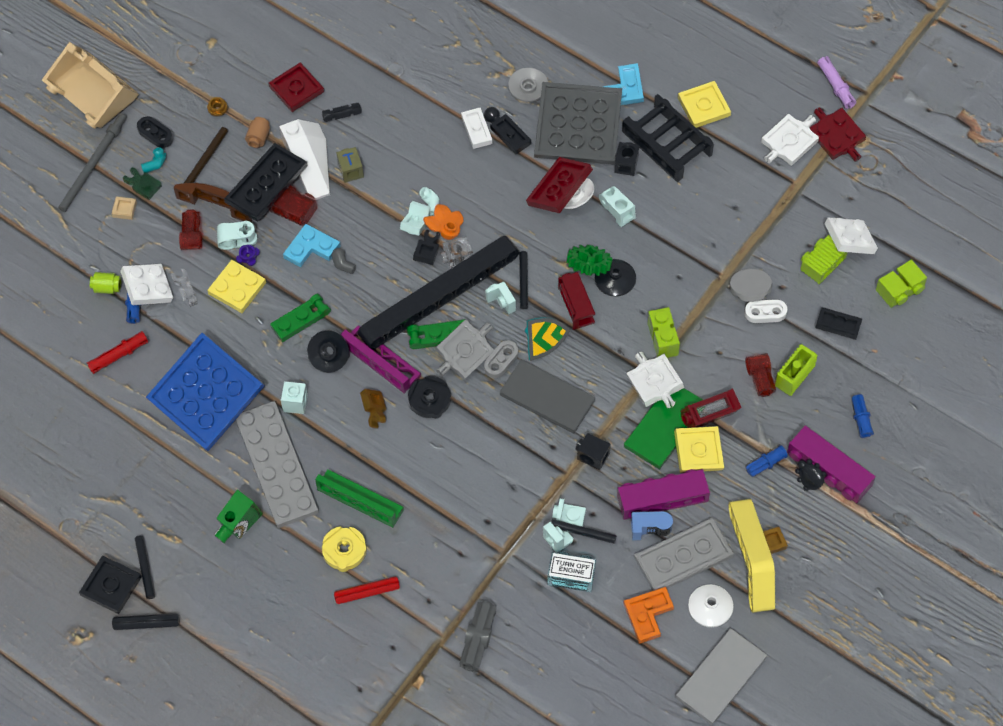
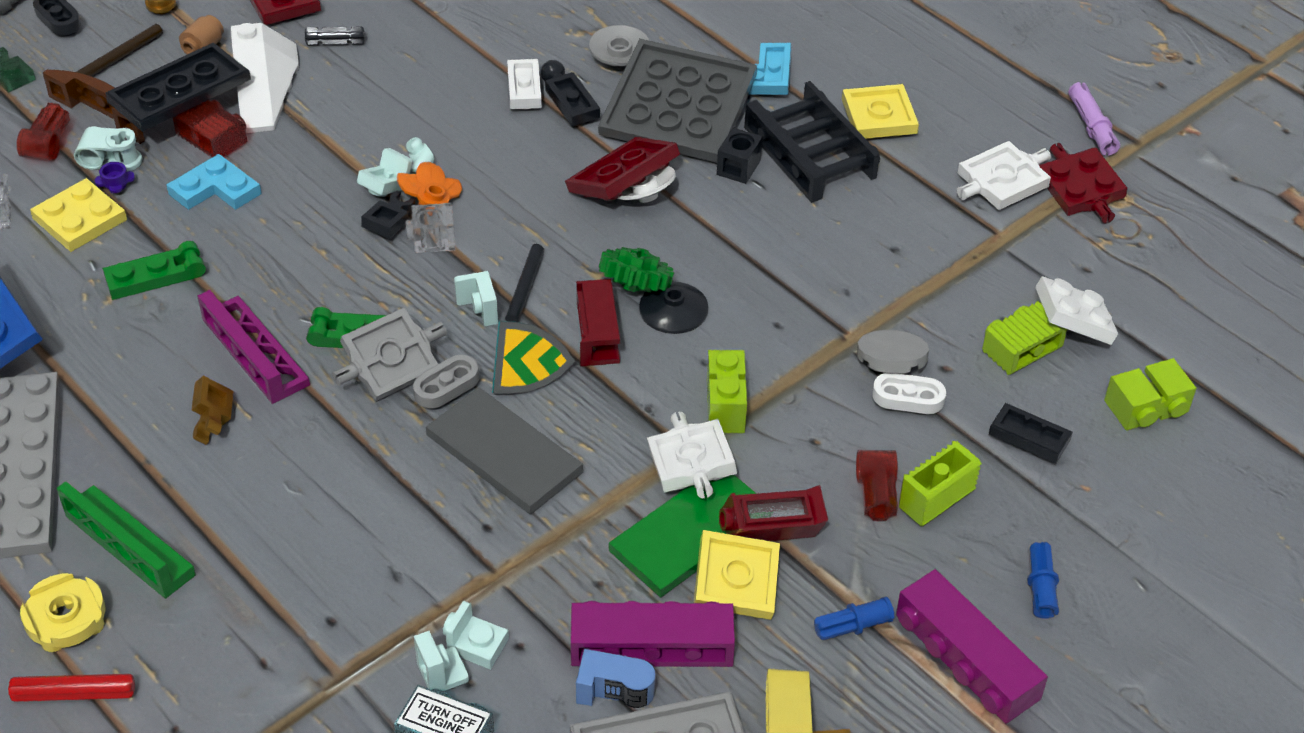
camera: 10 degrees right, 15 degrees down
(157, 161) = (41, 49): teal arm -> none
(294, 397) = (87, 371): light aqua brick -> none
(318, 353) = (159, 317): black dish -> none
(340, 262) = (249, 210): dark grey arm -> none
(350, 164) = (317, 94): olive brick -> none
(432, 408) = (311, 429): black plate -> none
(438, 292) = (378, 272): black beam -> none
(591, 533) = (492, 667): black bar -> none
(593, 451) = (551, 543): black brick -> none
(618, 205) = (708, 212): light aqua leg -> none
(810, 475) = (928, 655): black piece -> none

